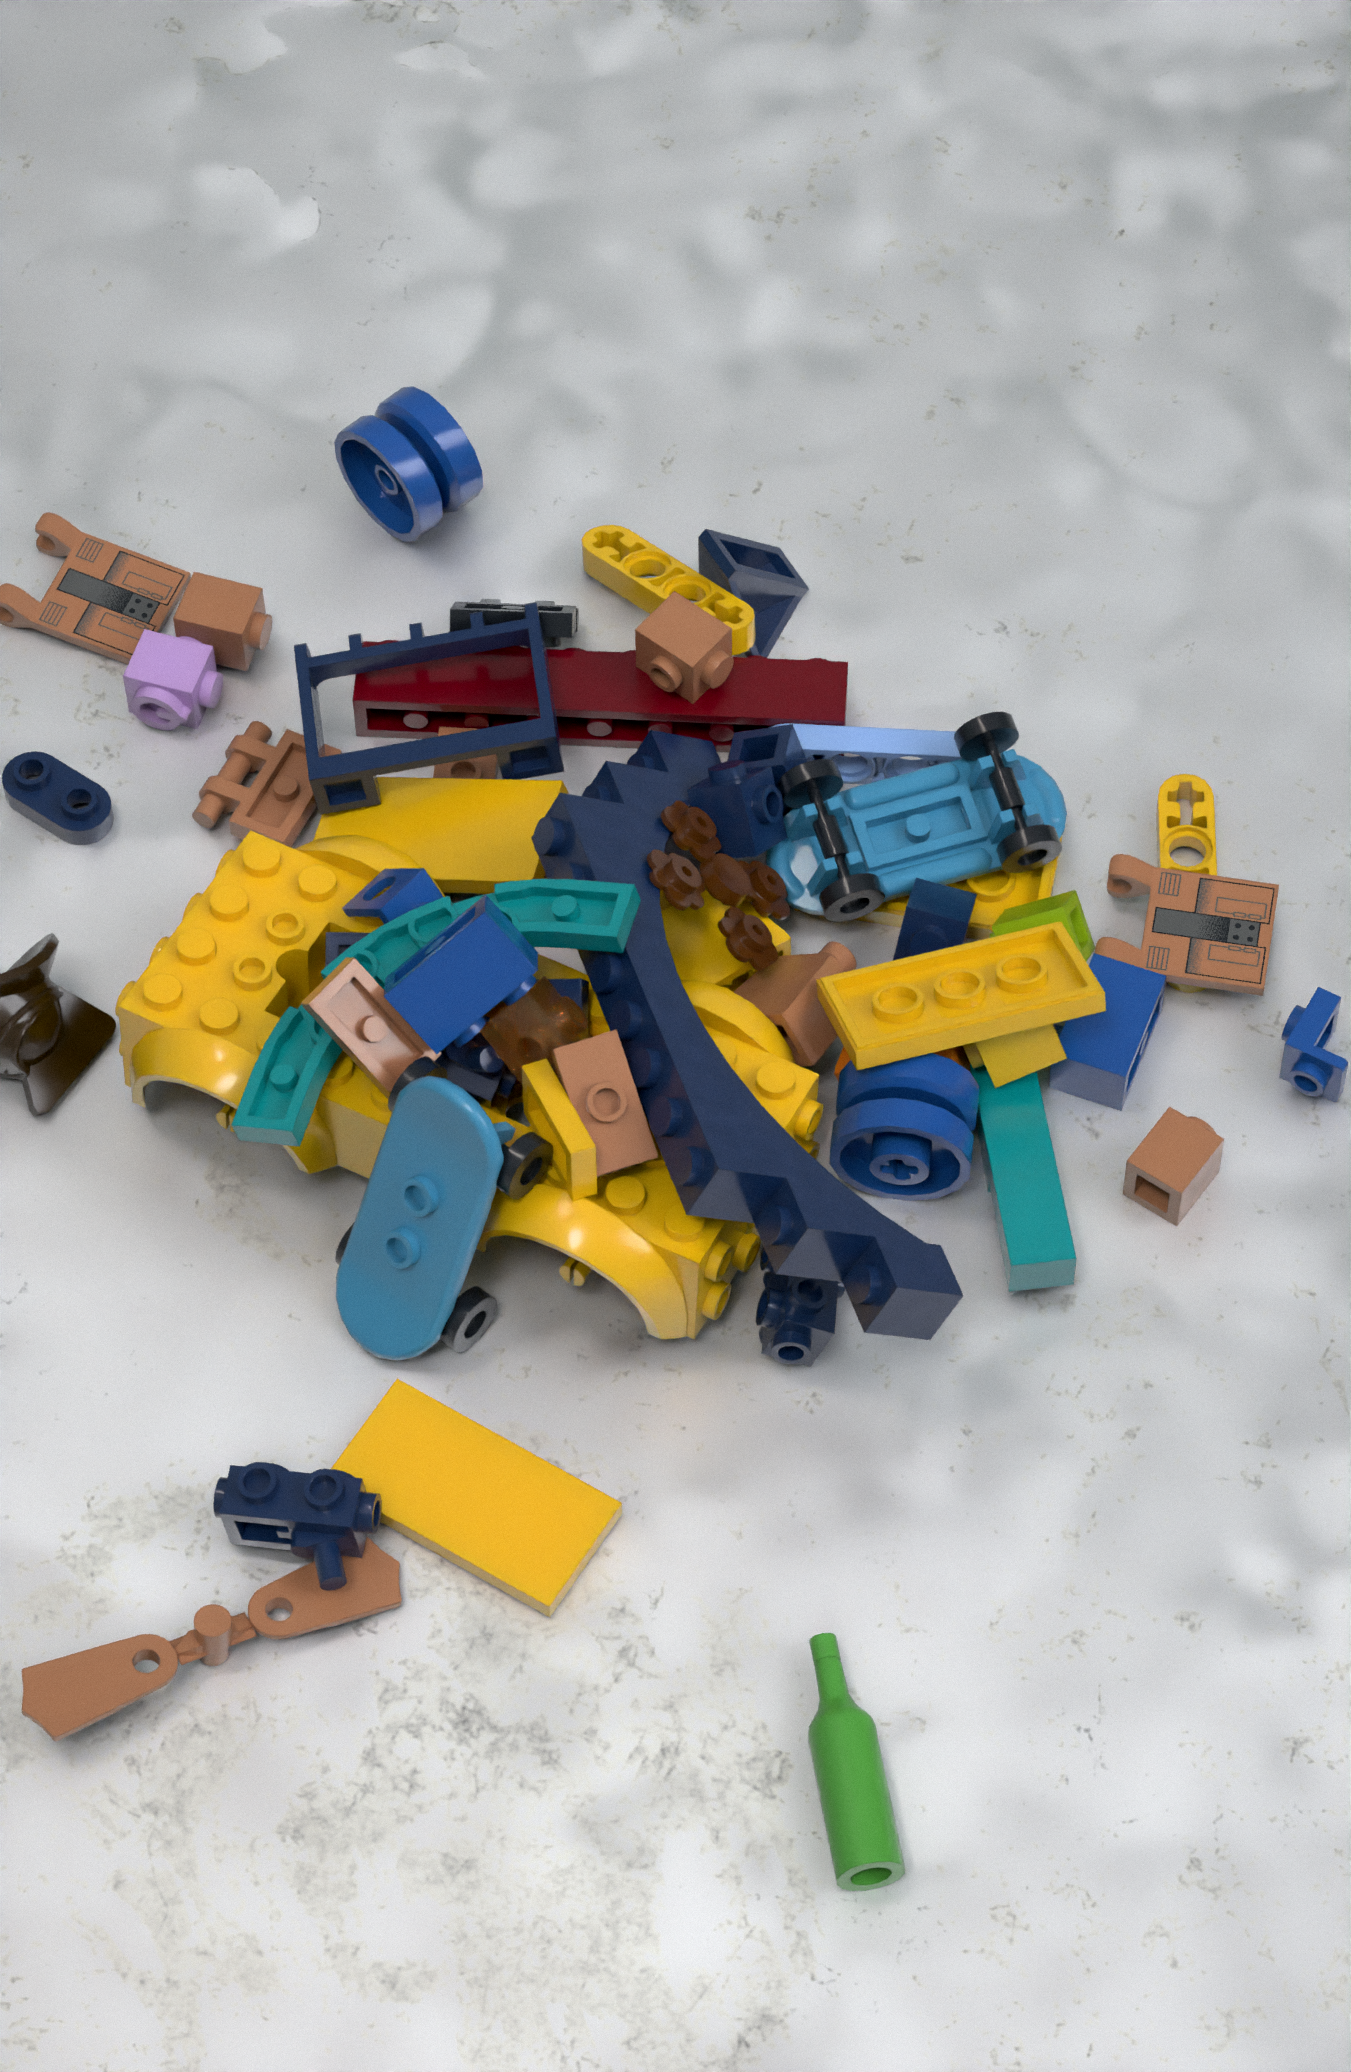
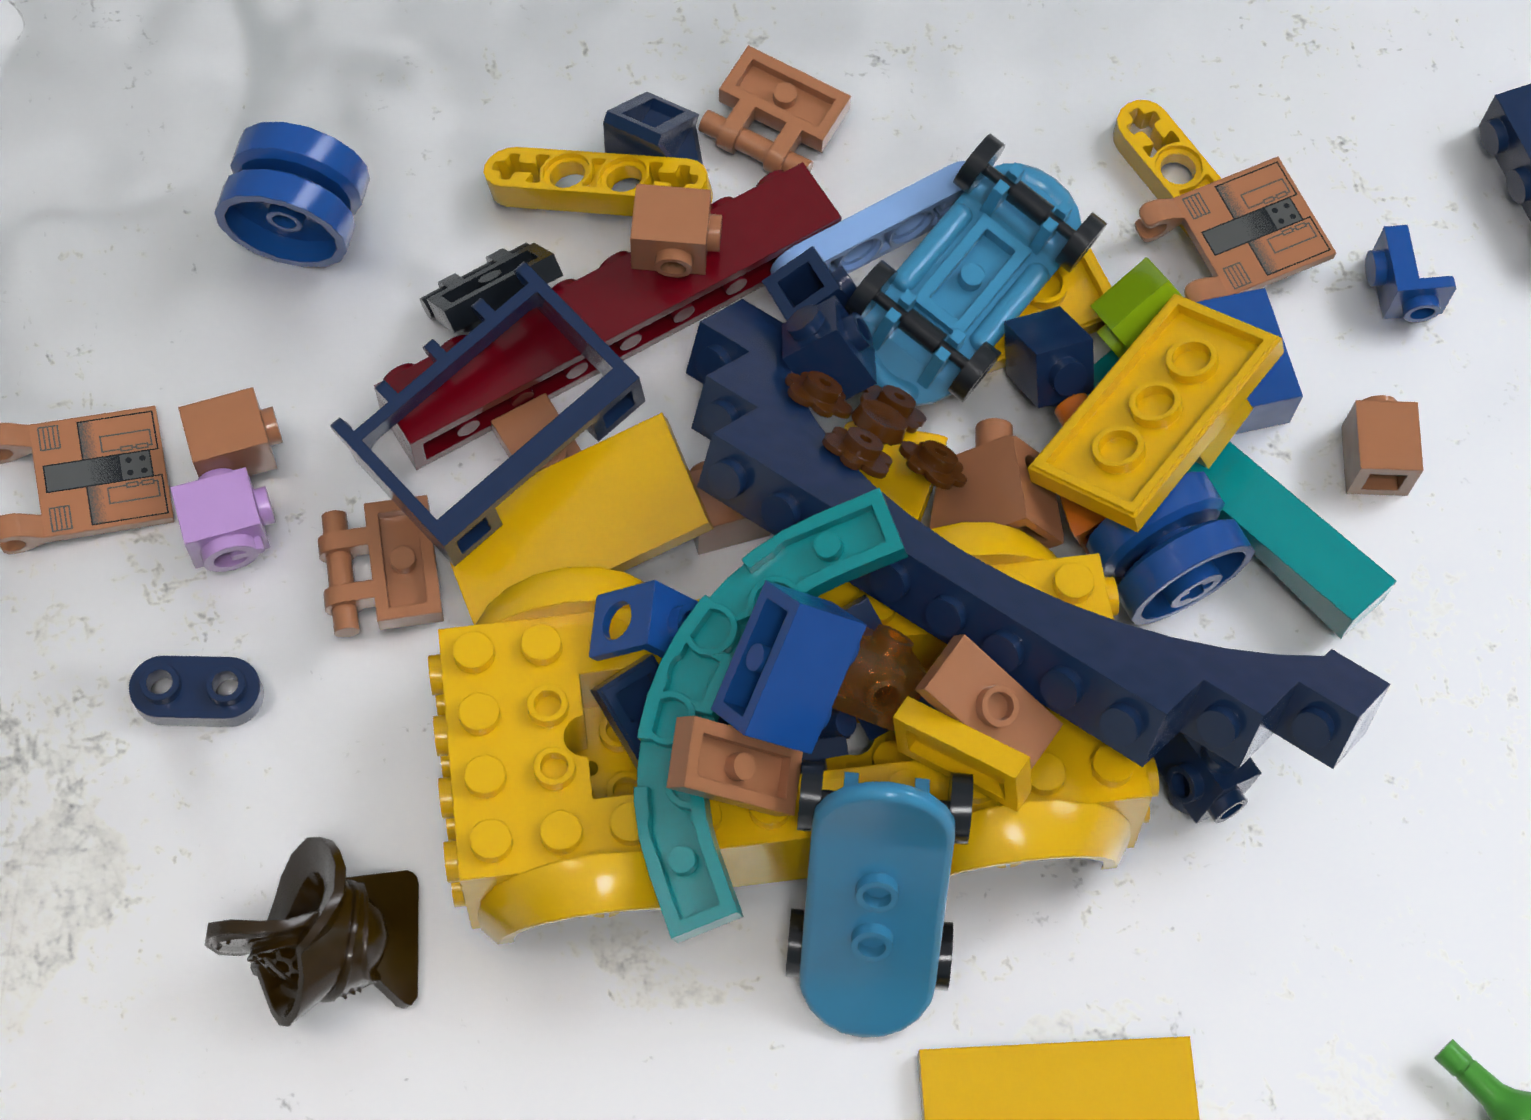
camera: 40 degrees left, 10 degrees up
(885, 611) = (780, 98): none -> nougat plate

